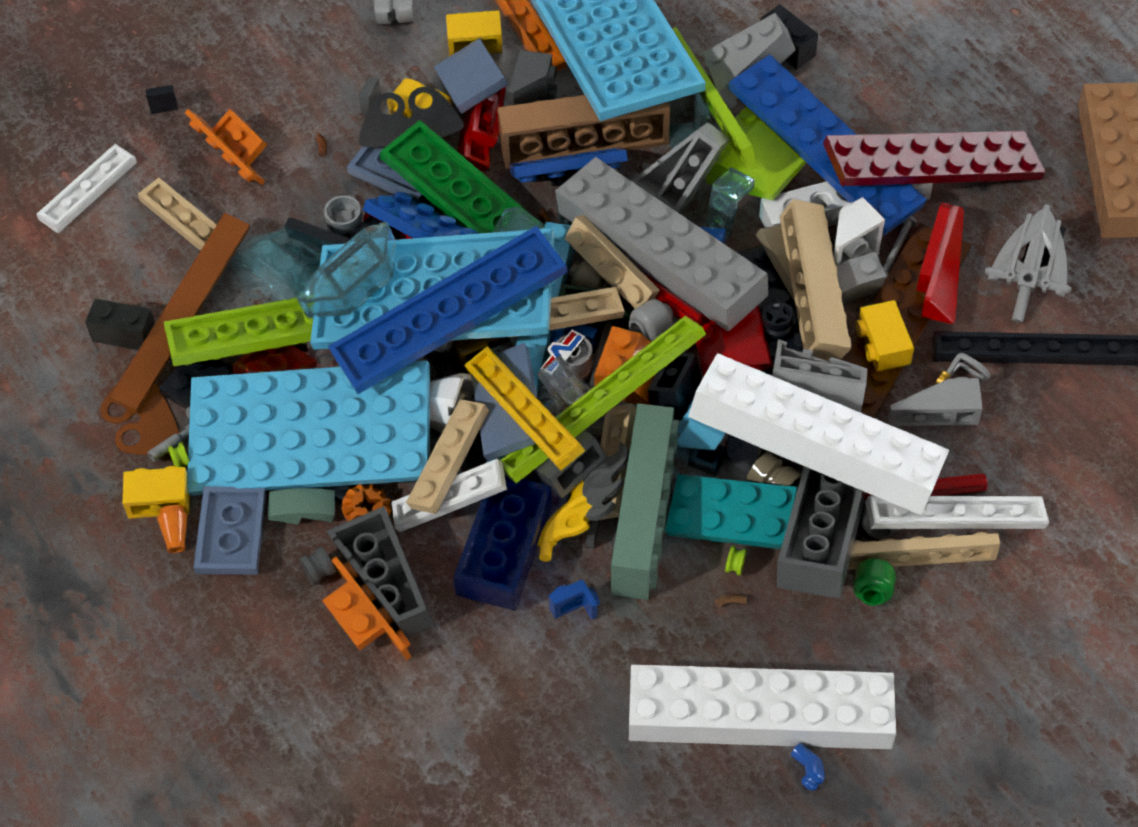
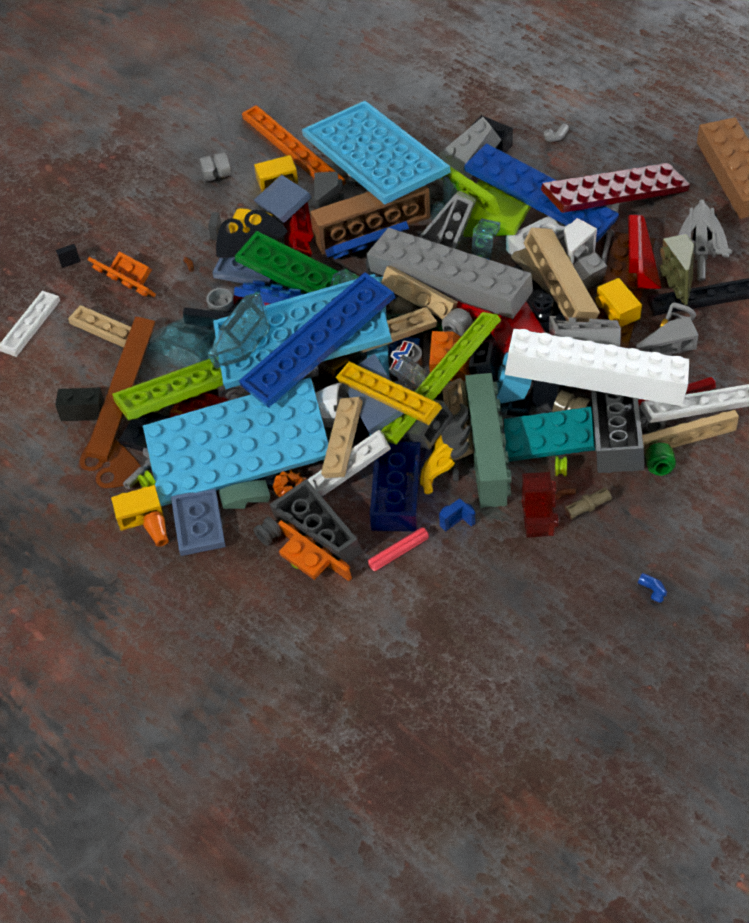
camera: 10 degrees left, 5 degrees down
(483, 630) = (398, 549): none -> coral axle
(687, 607) = (538, 504): none -> clear red brick
(757, 623) = (588, 503): none -> dark tan pin
(762, 706) = (608, 555): white brick -> none
(883, 54) = (551, 136): none -> light grey arm
(986, 297) = (678, 264): none -> olive slope

